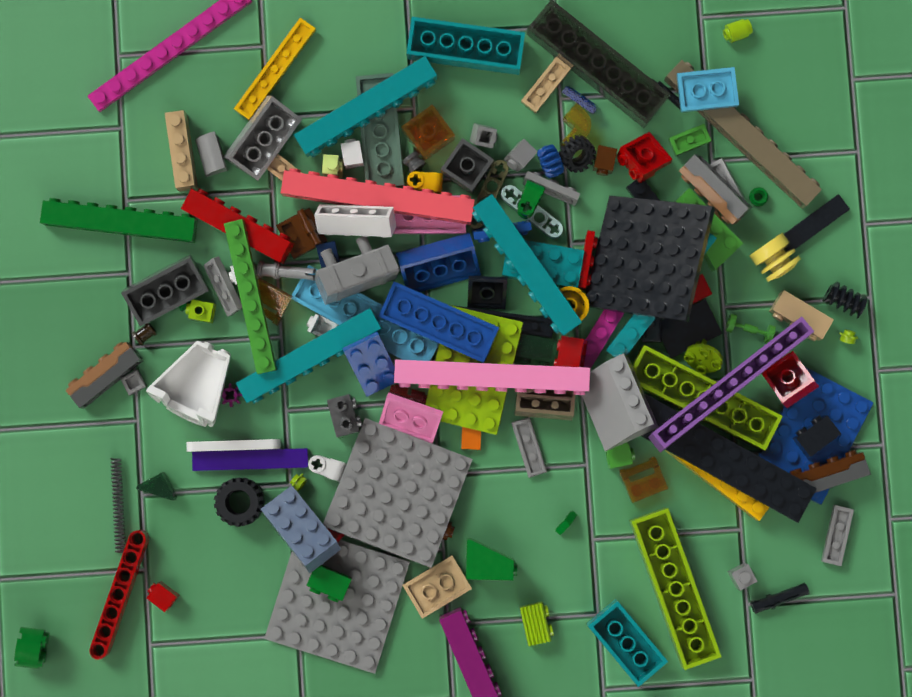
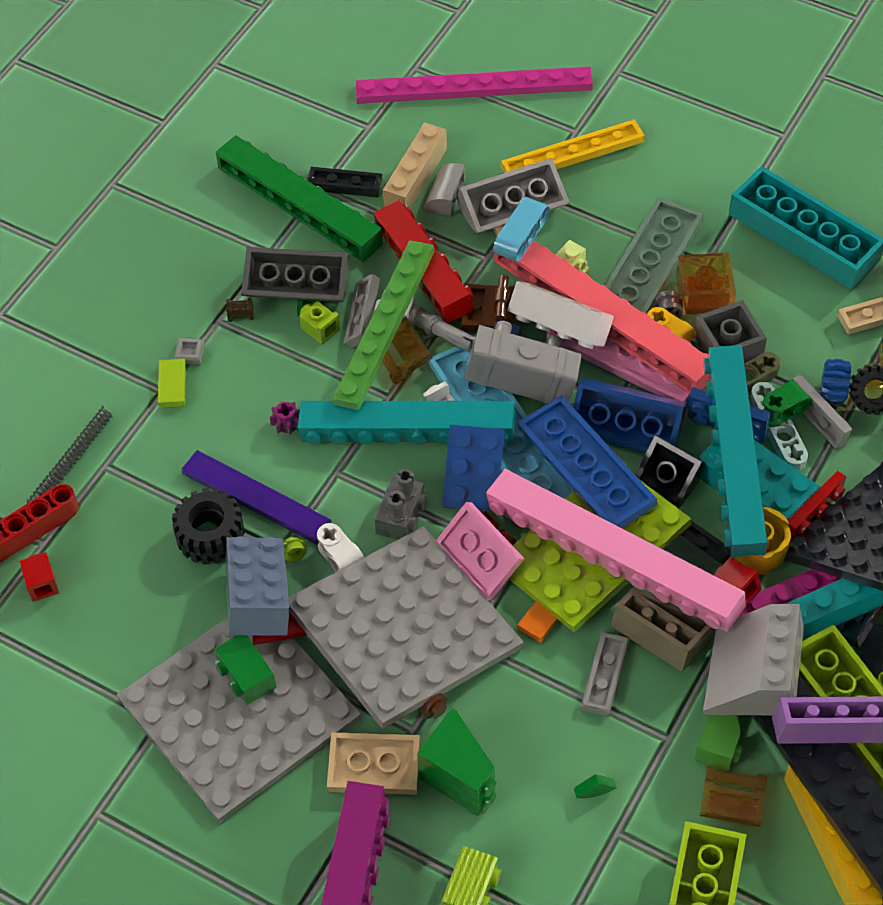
camera: 35 degrees right, 30 degrees down
(104, 375) = (163, 323): piece -> none
(138, 186) = (346, 181): none -> black tile
(140, 412) = (172, 383): none -> lime tile
(159, 486) = (130, 460): clear green slope -> none
(193, 384) = (250, 379): white cone -> none
(233, 445) = (249, 467): white beam -> none
(292, 173) = (521, 229): none -> medium azure beam
(352, 154) = (602, 262): white brick -> none
(366, 107) = (651, 222): teal brick -> none
(483, 135) = (771, 317): light grey brick -> none
(520, 155) = (802, 358): light grey brick -> none

